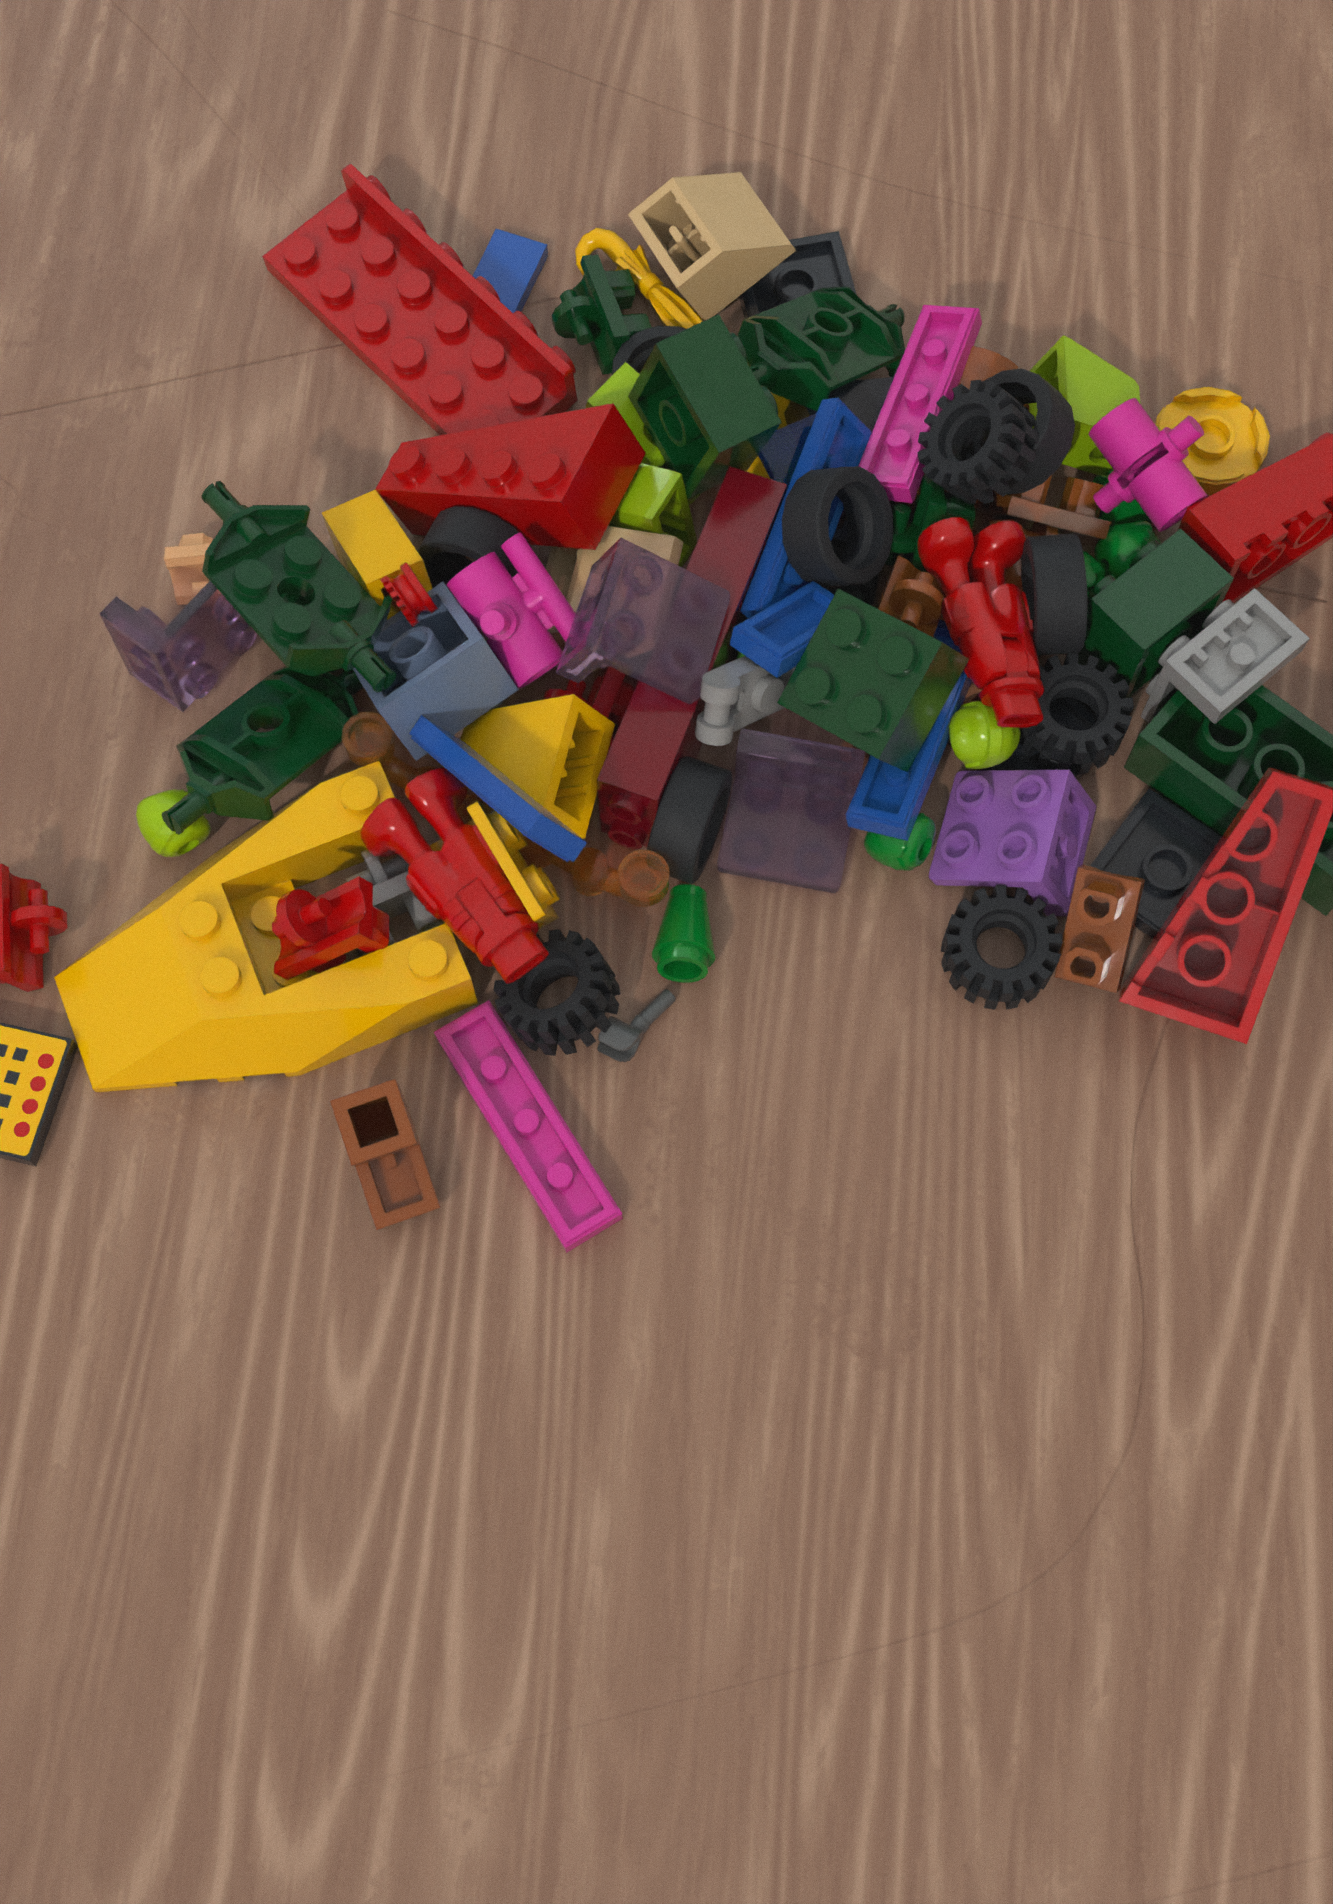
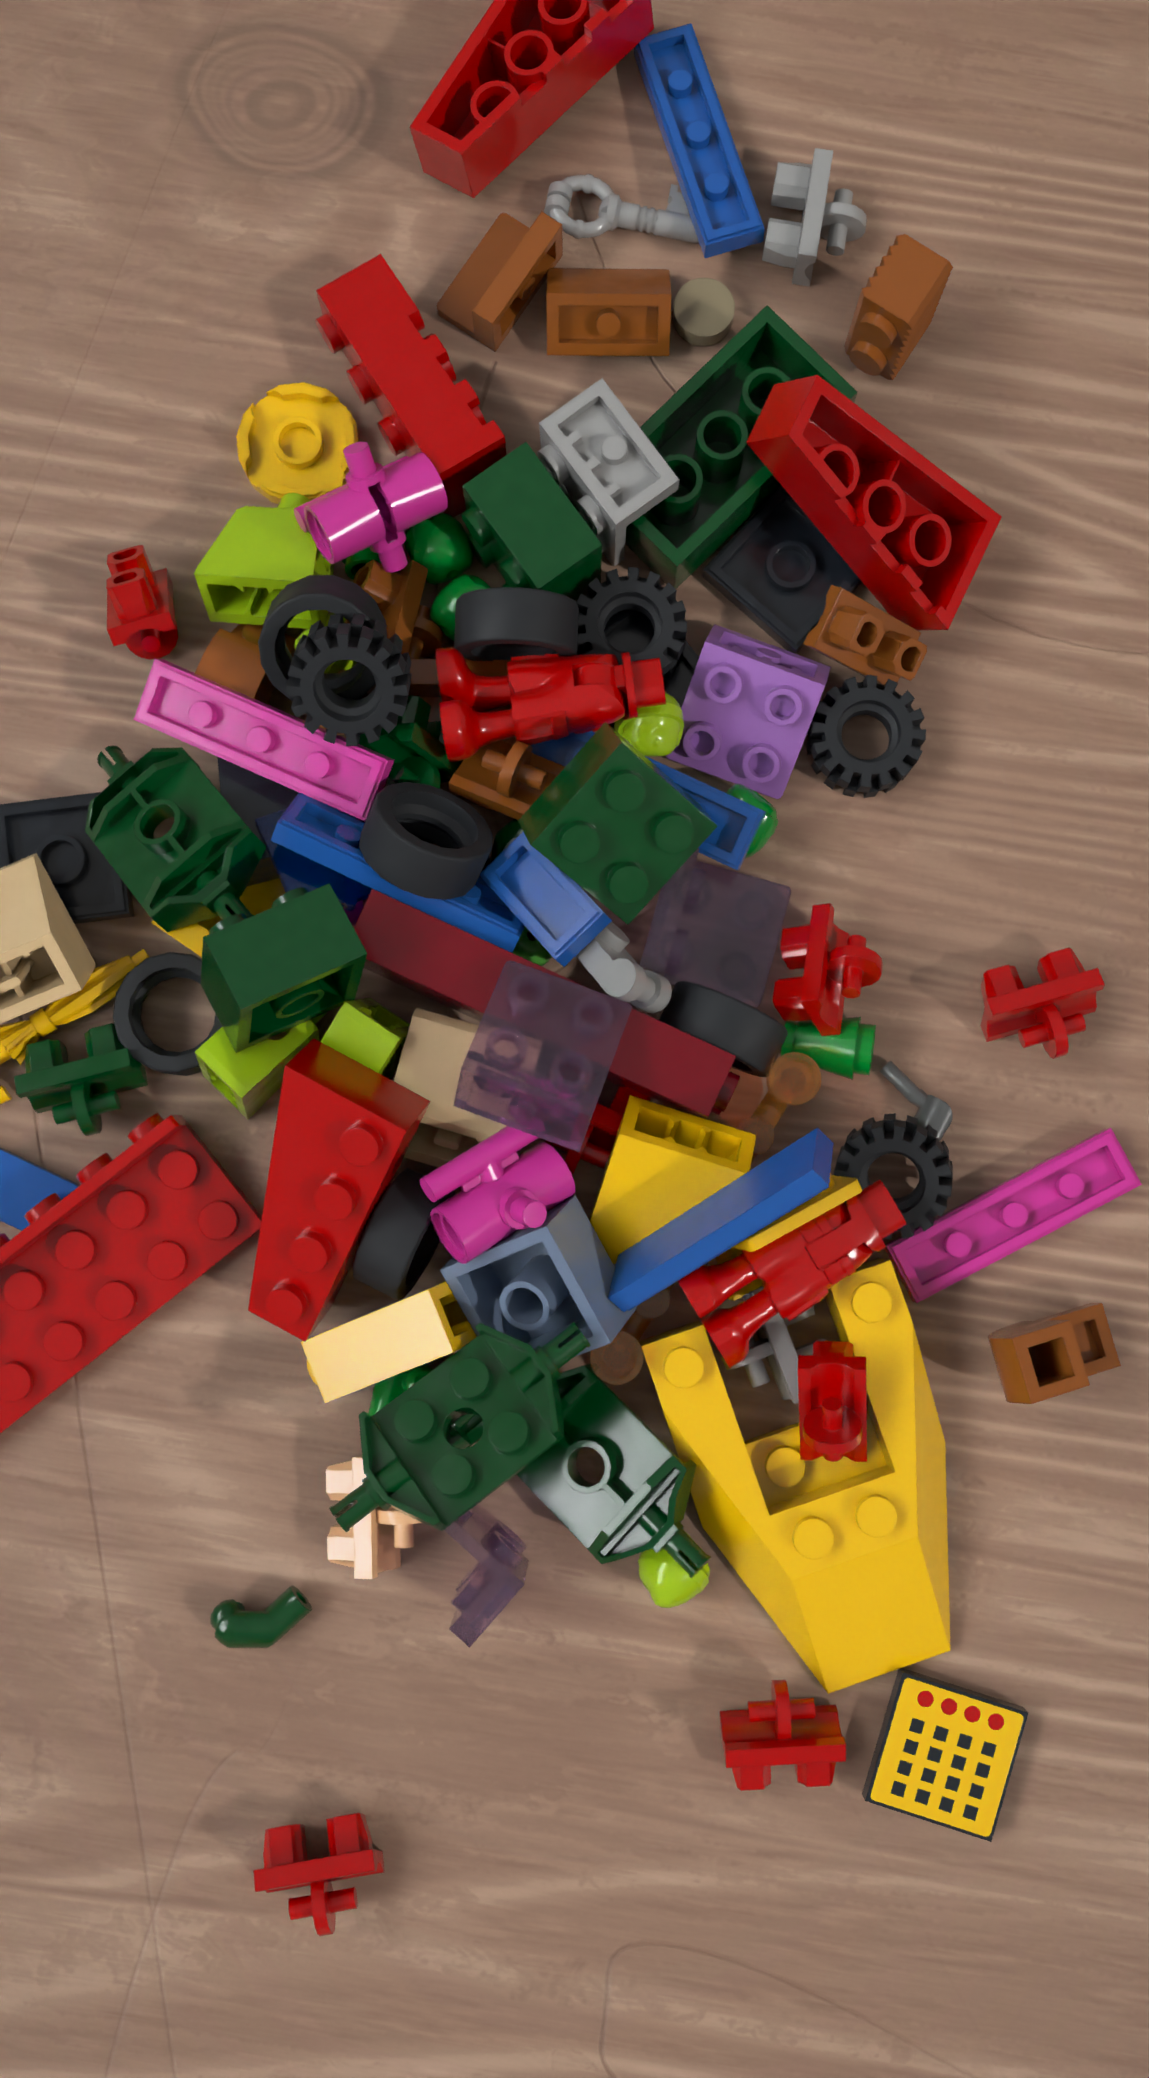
camera: 85 degrees left, 15 degrees up
(122, 493) = (258, 1629): none -> dark green arm
(409, 594) = (469, 1304): red bush -> none
(738, 1133) = (1043, 1011): none -> red hips
(755, 911) = (833, 969): none -> red hips
(1034, 313) = (140, 604): none -> red hips

